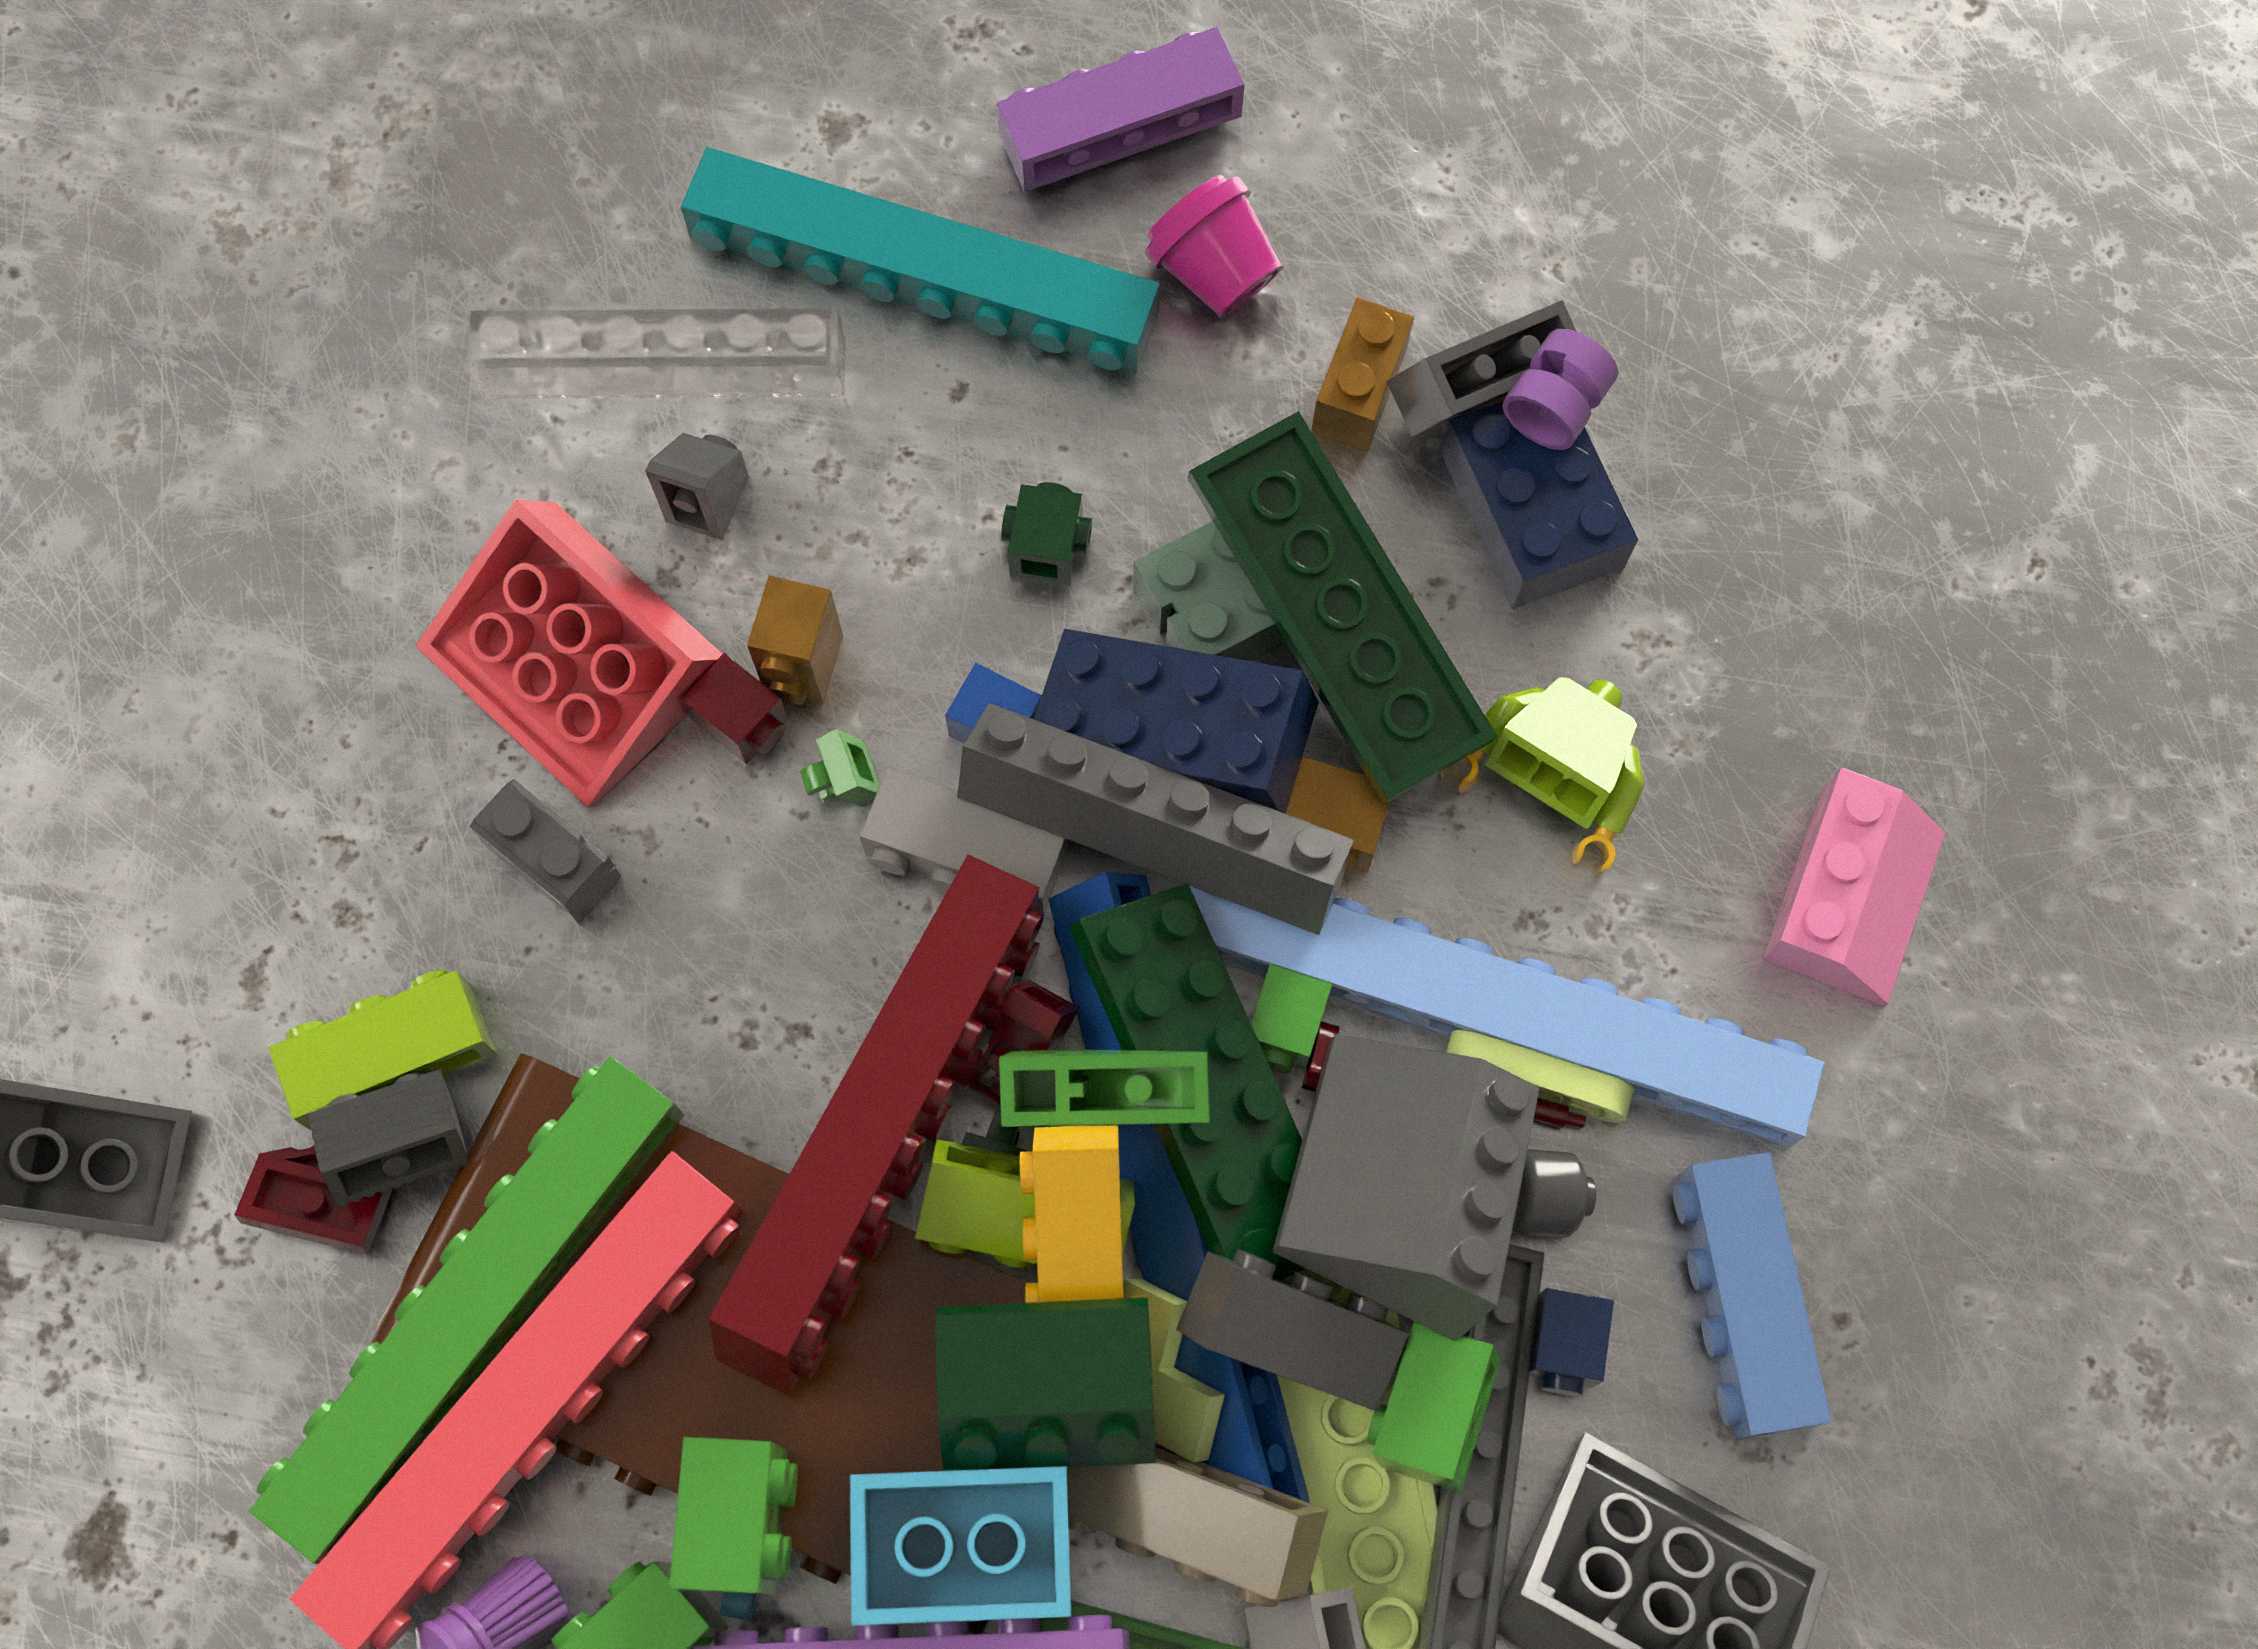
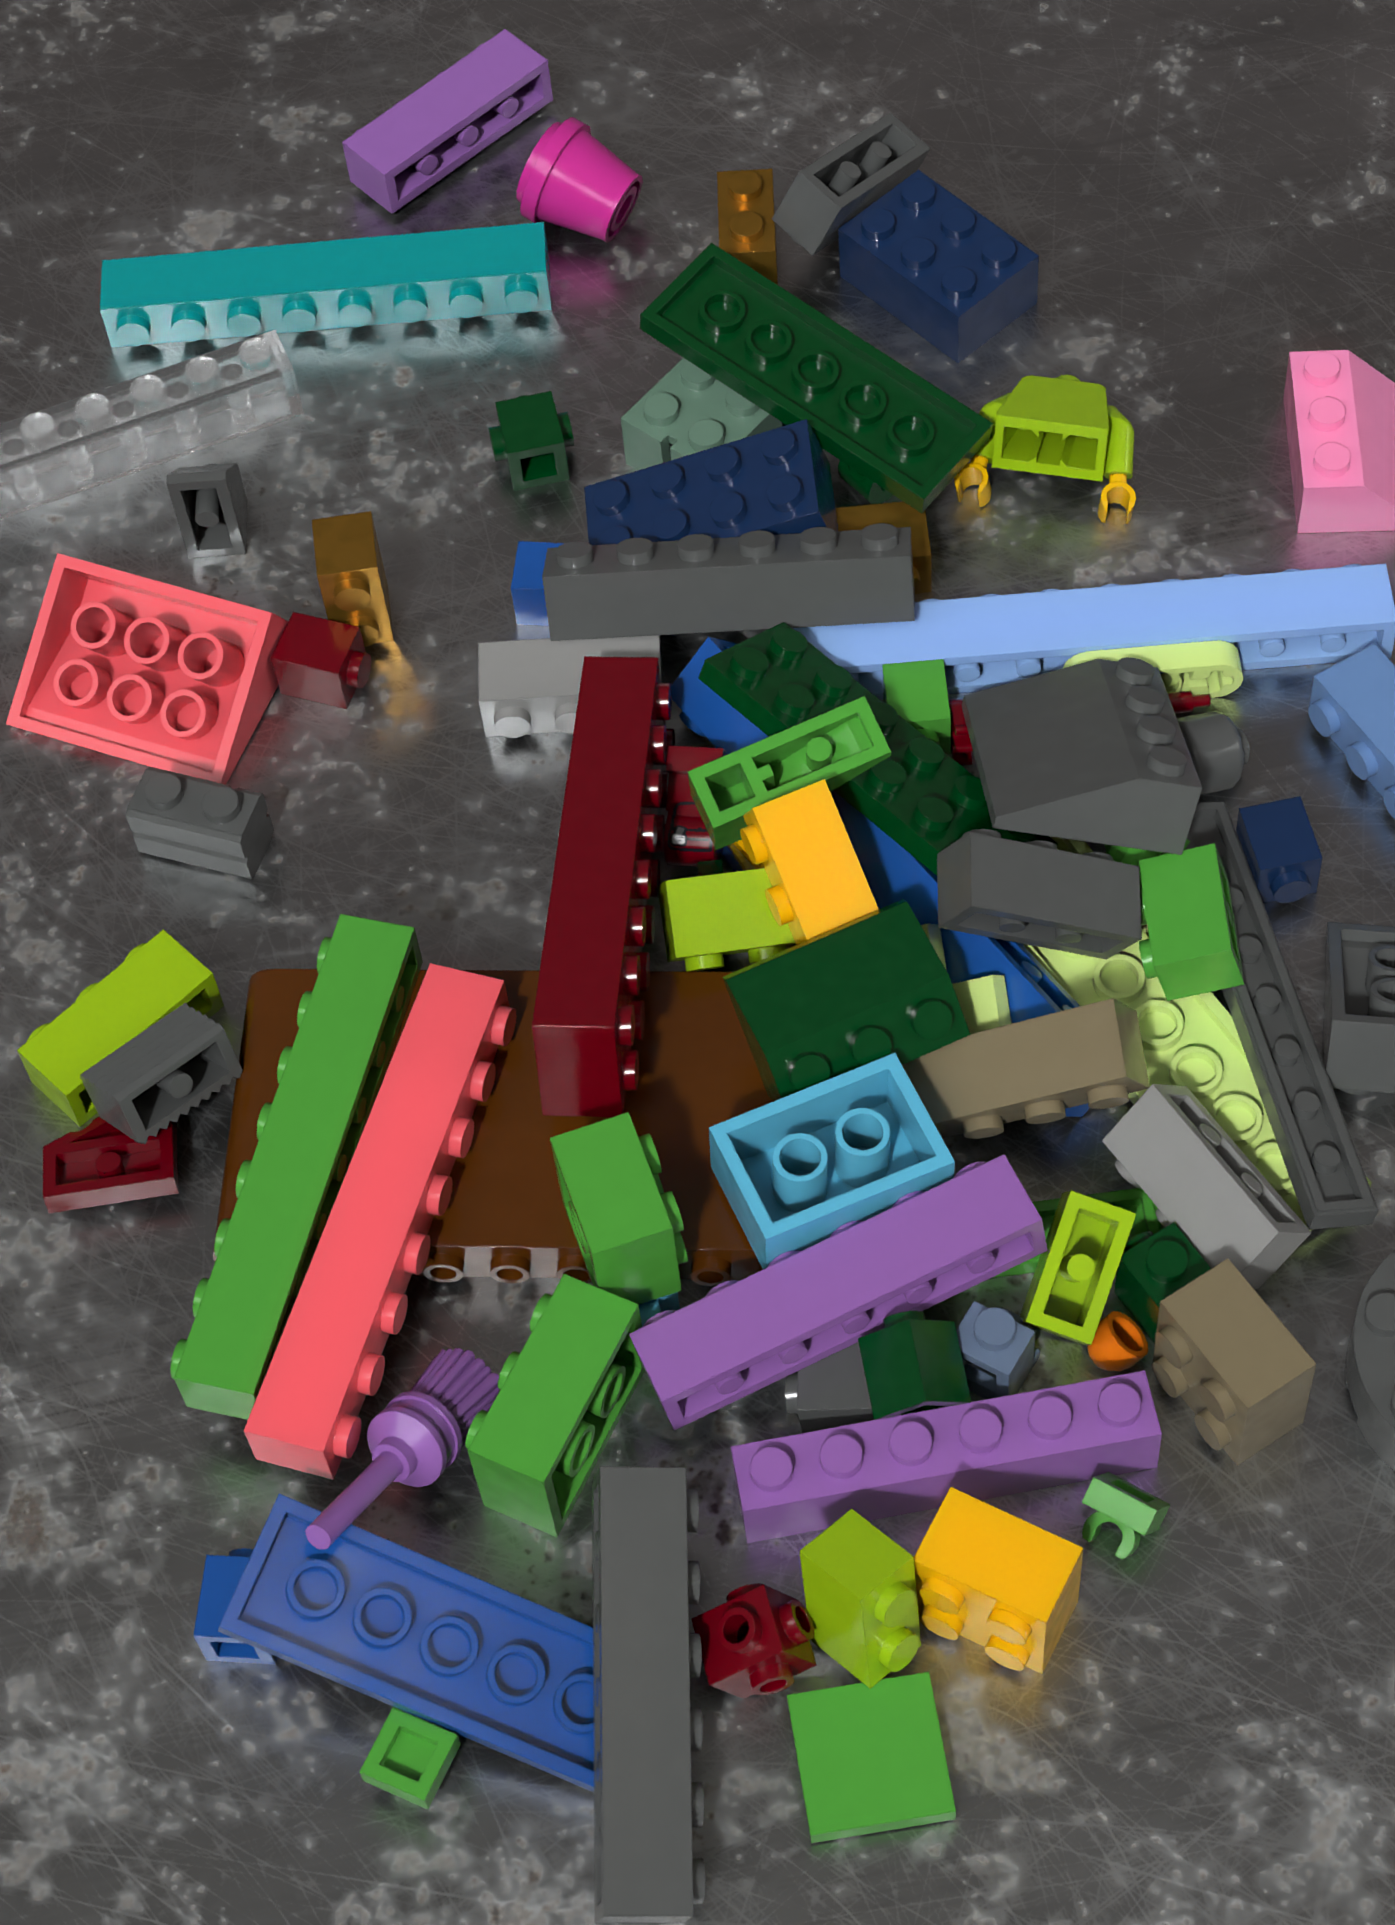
camera: 15 degrees left, 15 degrees down
(844, 770) = (436, 674): bright green tile -> none
(1560, 389) = (921, 160): medium lavender wheel -> none

